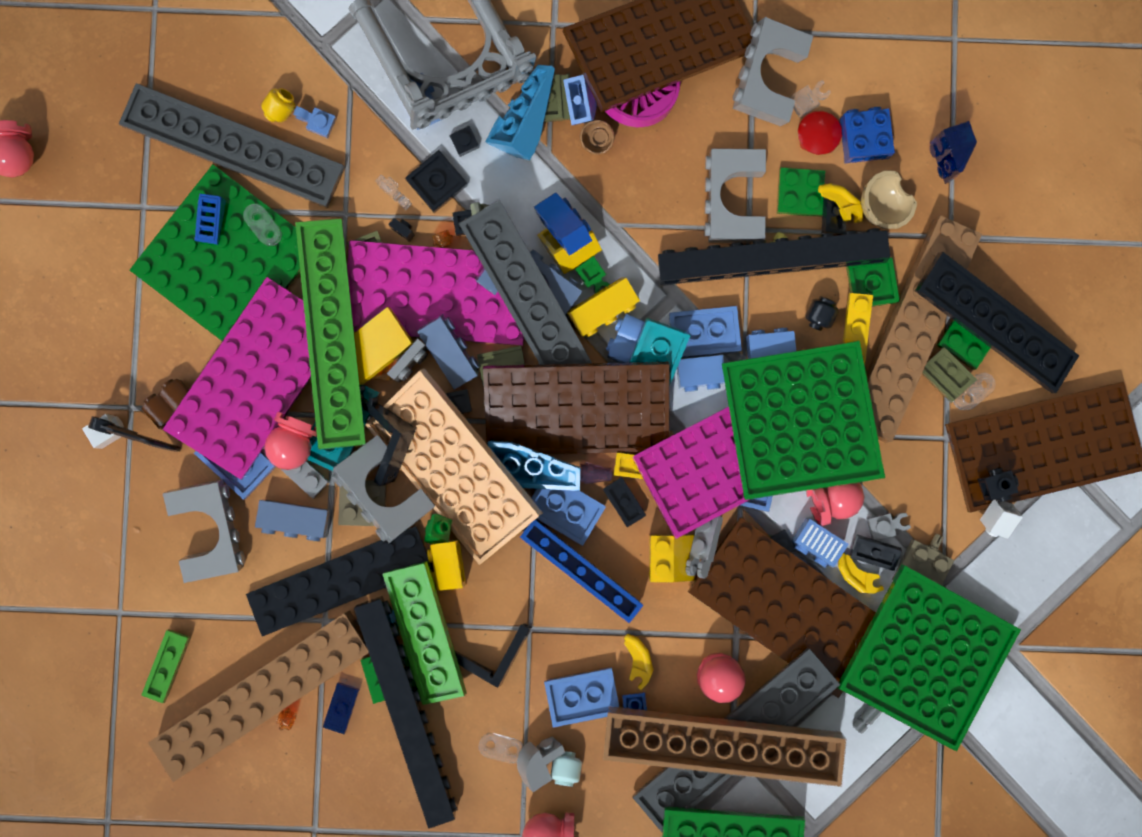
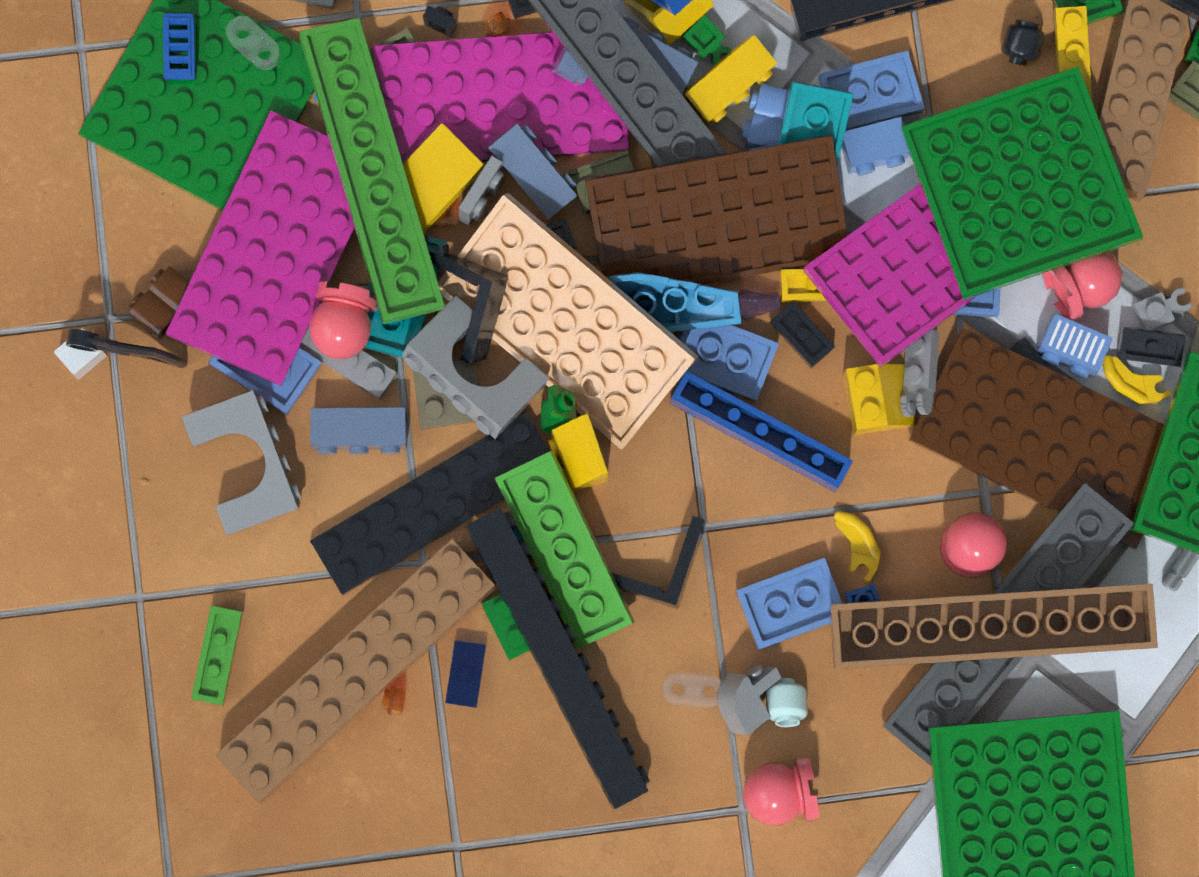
camera: 15 degrees left, 5 degrees down
(766, 344) = (953, 93): medium blue brick -> none

